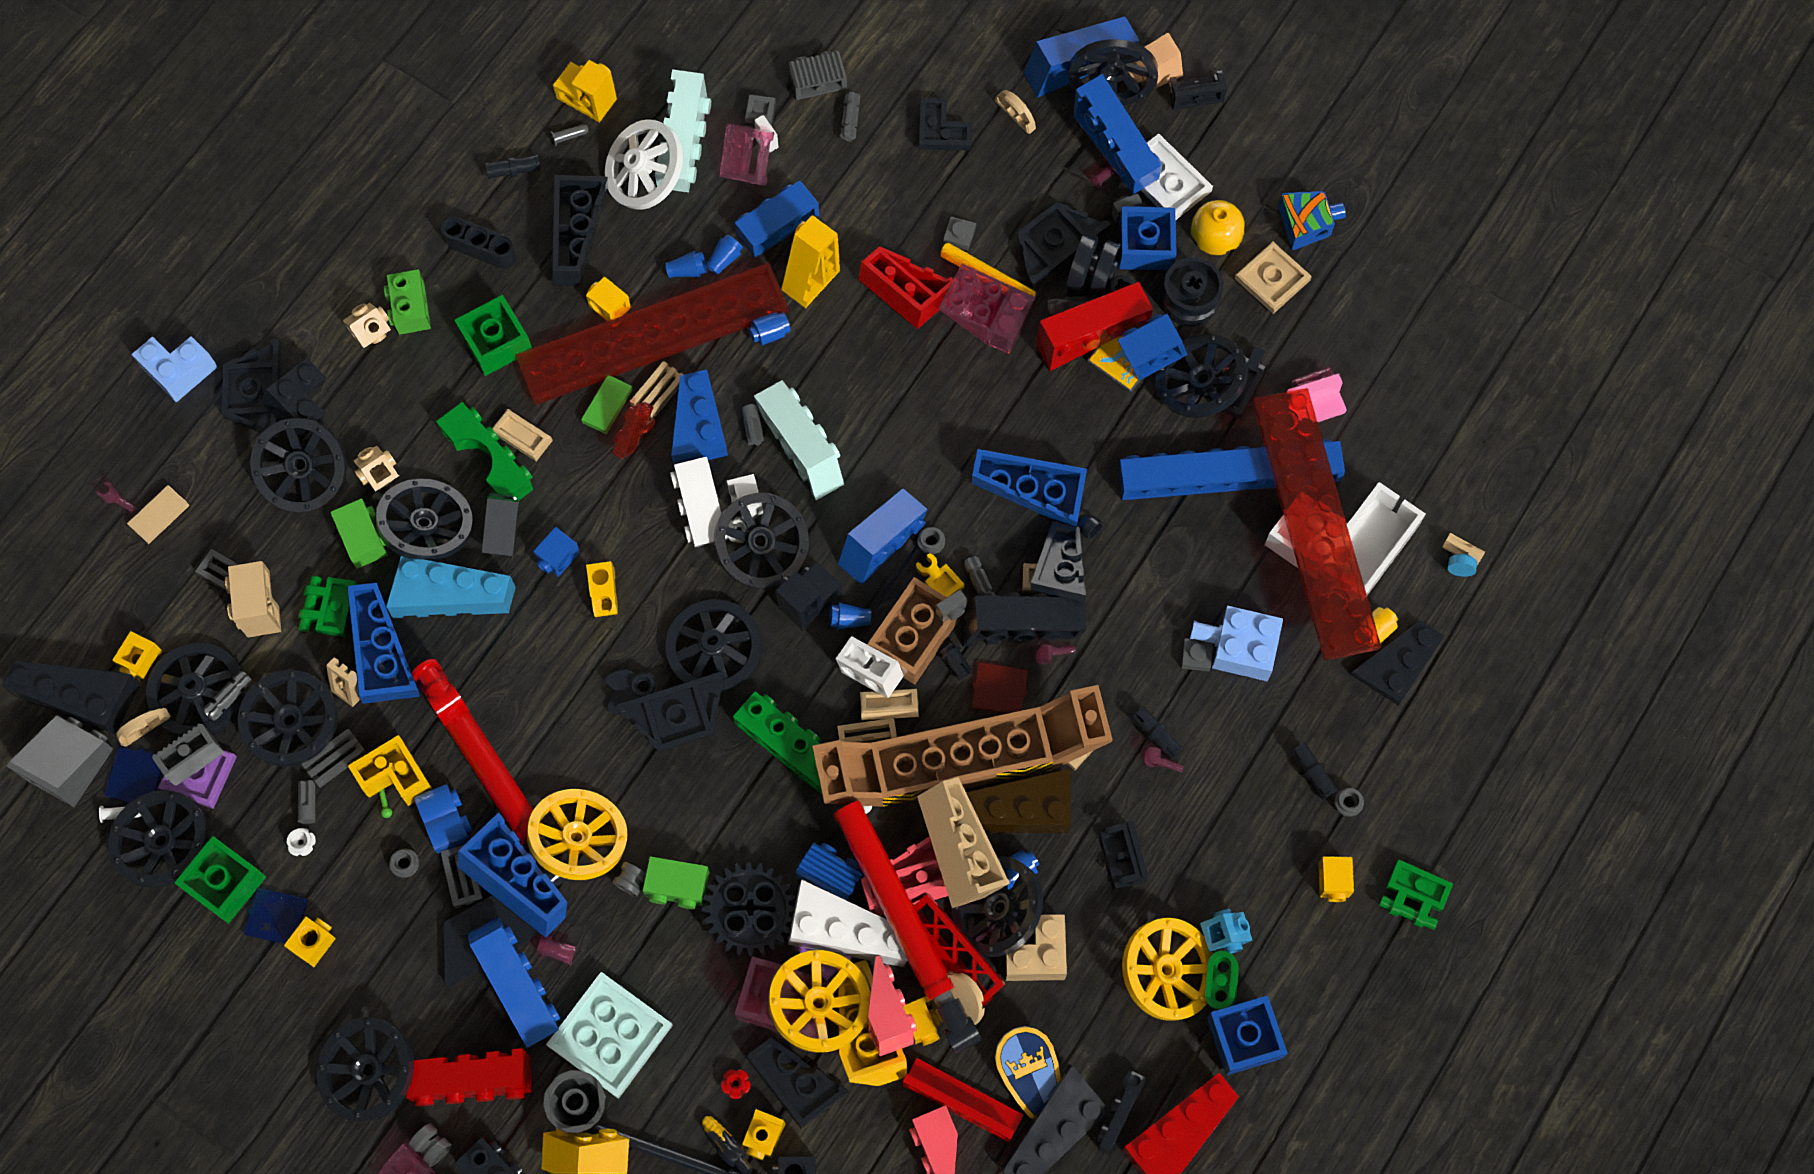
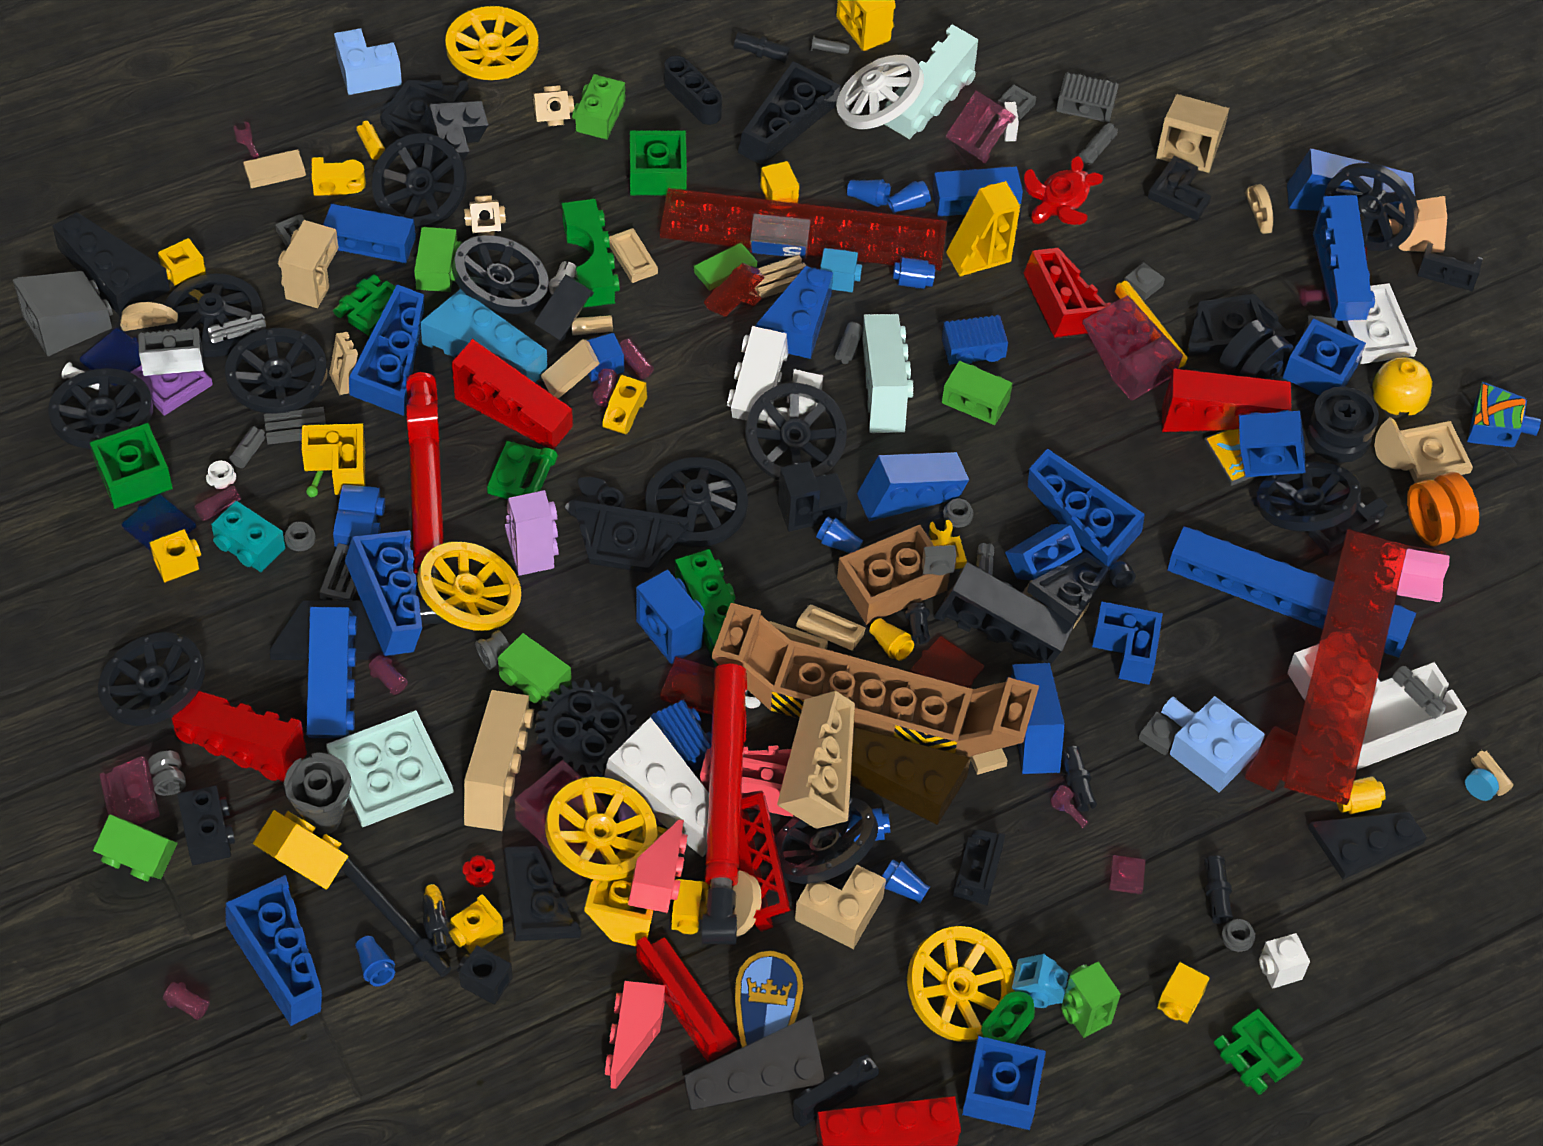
camera: 25 degrees right, 15 degrees down
(220, 496) = (337, 177): none -> yellow leg
(227, 440) = (371, 140): none -> yellow piece
(273, 285) = (492, 46): none -> yellow wheel
(283, 536) = (372, 232): none -> blue brick
(314, 869) = (215, 504): none -> clear pink piece
(361, 889) = (247, 536): none -> teal brick
(478, 492) = (570, 271): none -> white pin
(504, 635) = (509, 396): none -> red wedge
(530, 522) = (590, 325): none -> tan piece
(538, 580) = (570, 369): none -> tan tile
(544, 700) = (514, 467): none -> green plate
(576, 579) = (605, 387): none -> clear pink pin
(584, 536) = (636, 359): none -> clear pink axle
(602, 759) = (532, 532): none -> lavender wedge
(639, 353) = (779, 236): none -> clear panel
(692, 978) = (496, 760): none -> tan wedge
(707, 355) = (844, 268): none -> dark azure brick
(759, 771) = (669, 616): none -> blue brick
(810, 819) = (690, 683): none -> clear red plate
(849, 185) = (1061, 193): none -> red animal
(855, 368) = (974, 340): none -> blue brick
(869, 667) = (830, 582): white brick -> none
(886, 419) = (977, 392): none -> bright green brick
(924, 65) = (1192, 131): none -> tan slope
(944, 688) = (892, 639): none -> yellow cone
(1022, 543) = (1043, 551): none -> blue brick
(1045, 653) = (1010, 657): clear pink hand -> none
(1070, 902) = (904, 881): none -> blue cone
(1082, 671) = (1045, 732): none -> blue wedge
(1136, 581) = (1130, 632): none -> blue brick
(1237, 795) = (1127, 874): none -> clear pink plate
(1240, 291) = (1392, 448): none -> tan tile
(1273, 928) = (1090, 999): none -> bright green brick
(1297, 631) = (1272, 760): none -> clear red hinge
(1312, 332) = (1443, 508): none -> orange wheel
(1383, 518) = (1419, 692): none -> dark grey axle
(1396, 807) = (1284, 960): none -> white brick

